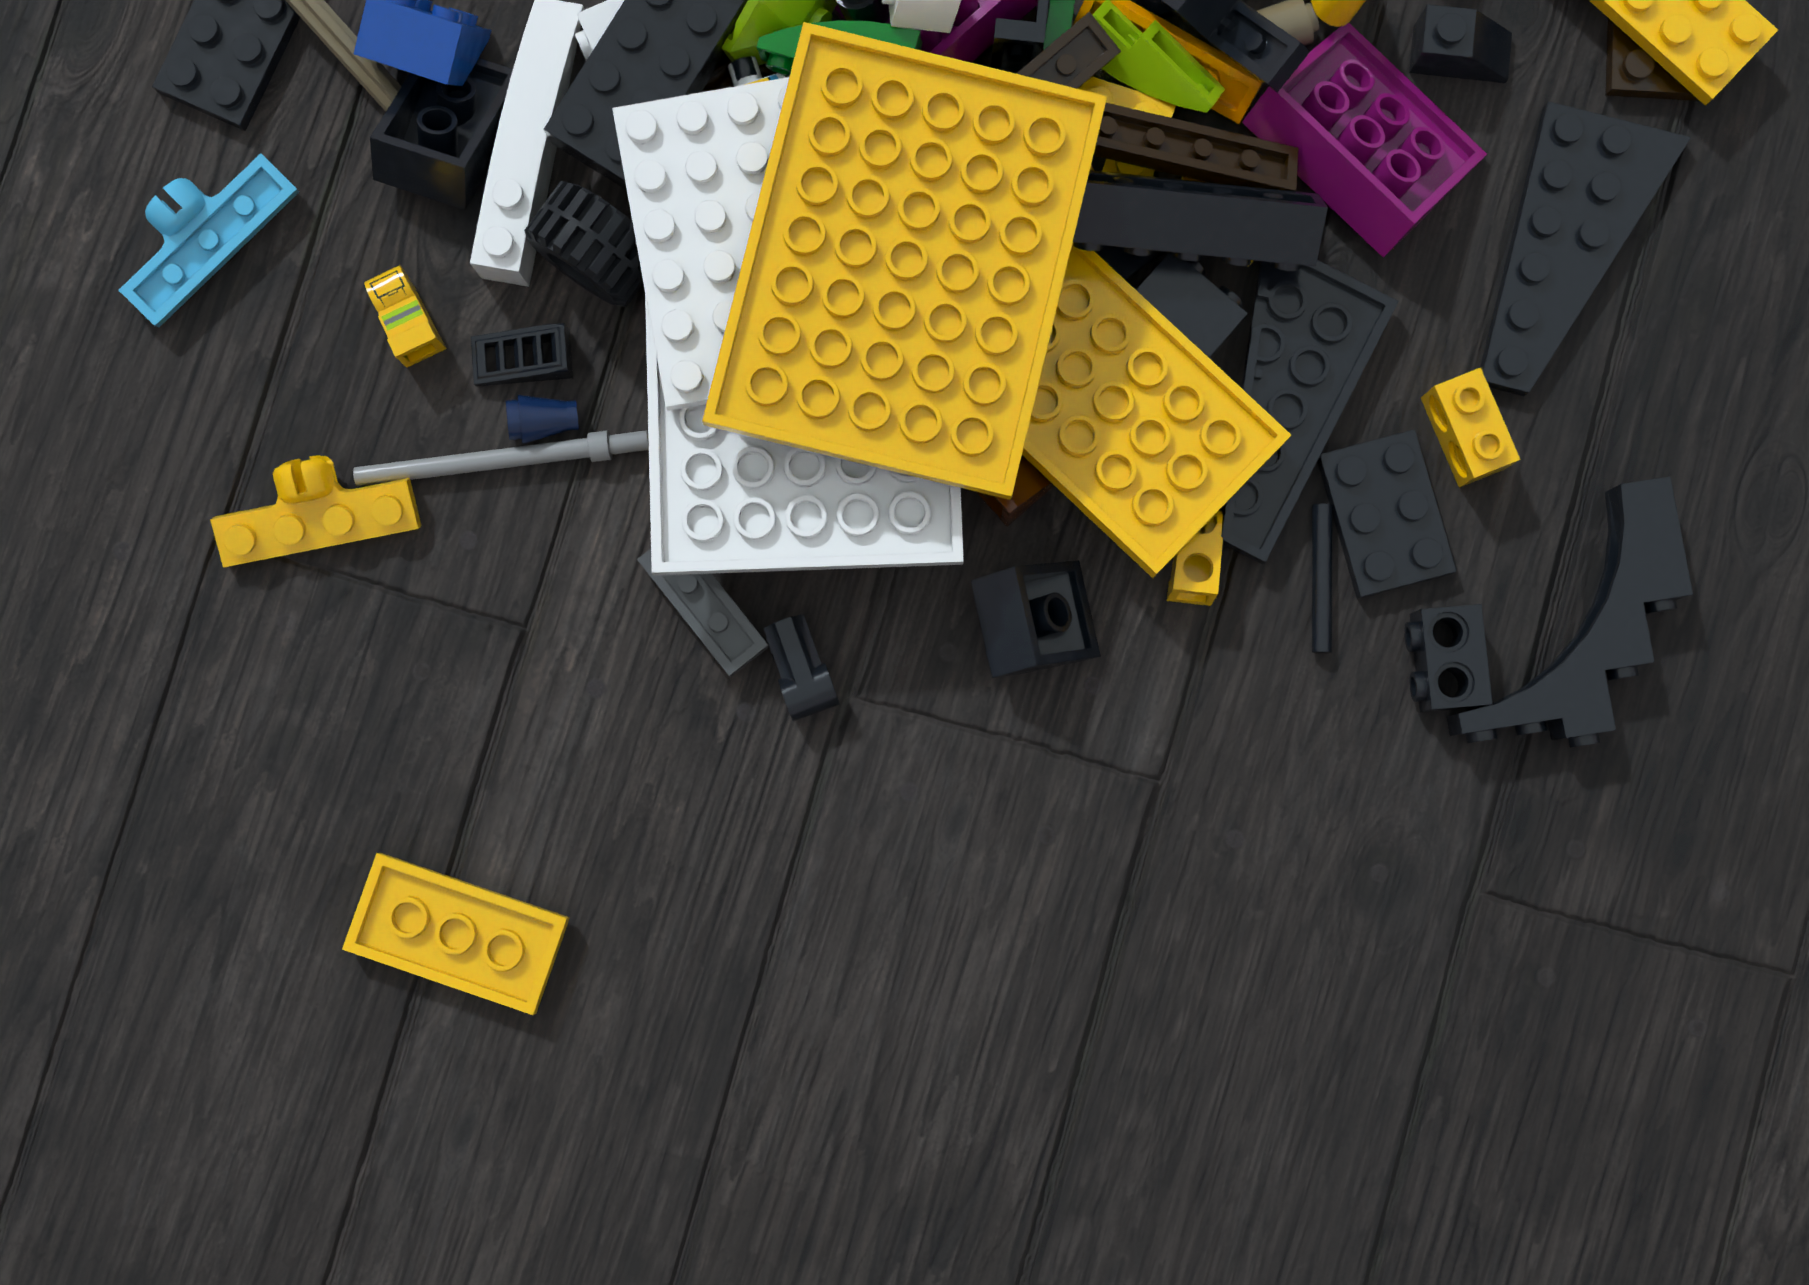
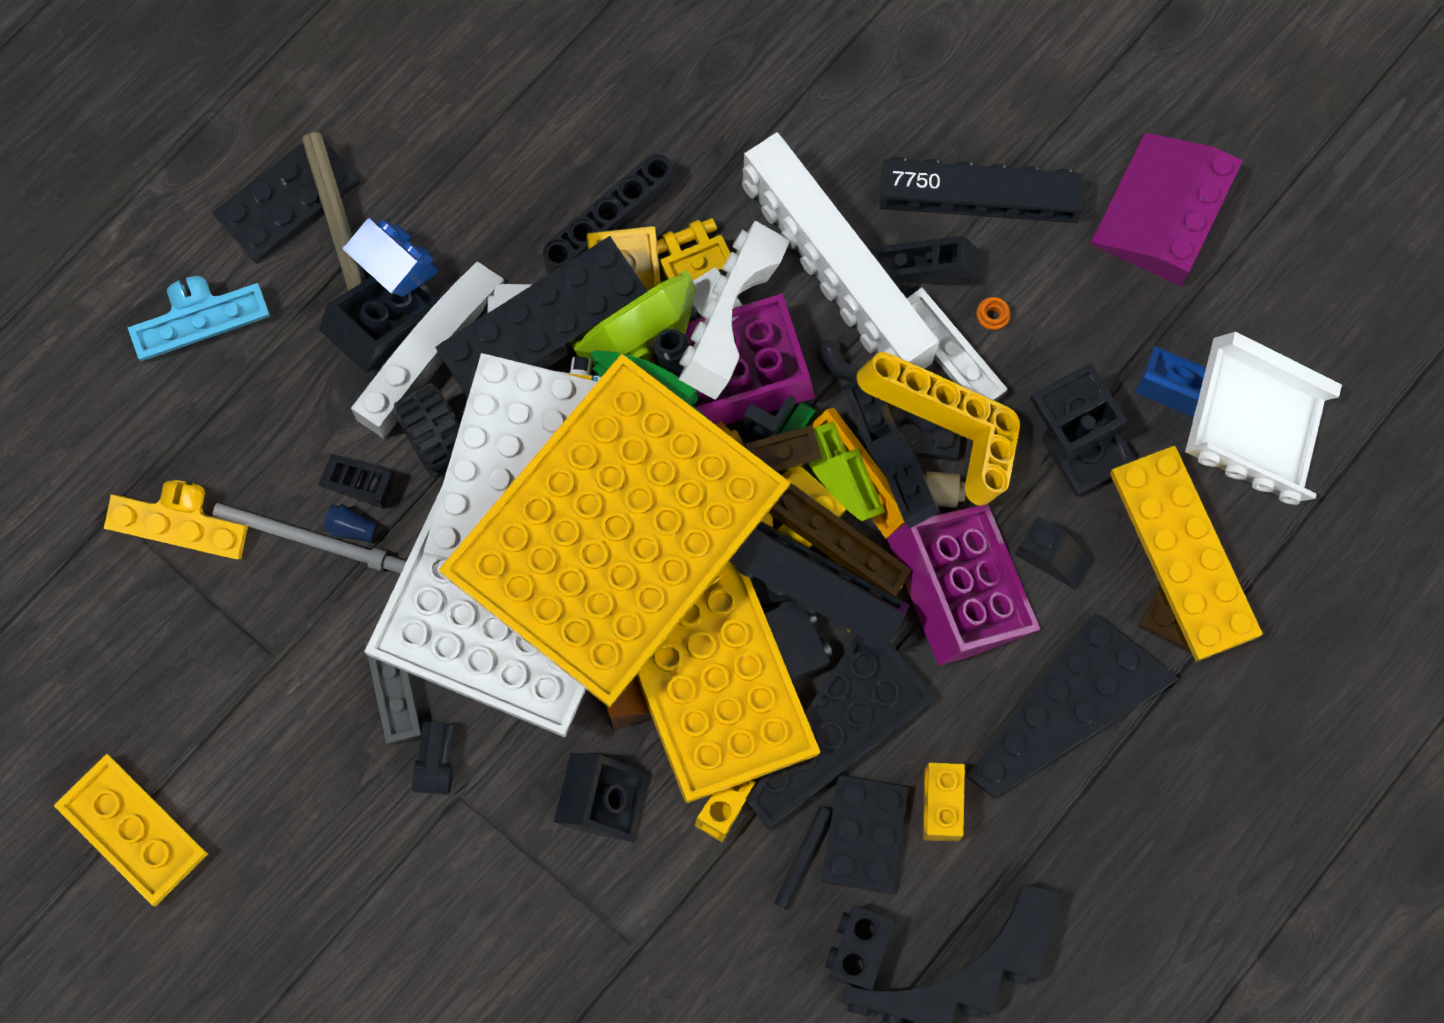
camera: 20 degrees right, 10 degrees down
(403, 317) = (295, 423): yellow leg -> none

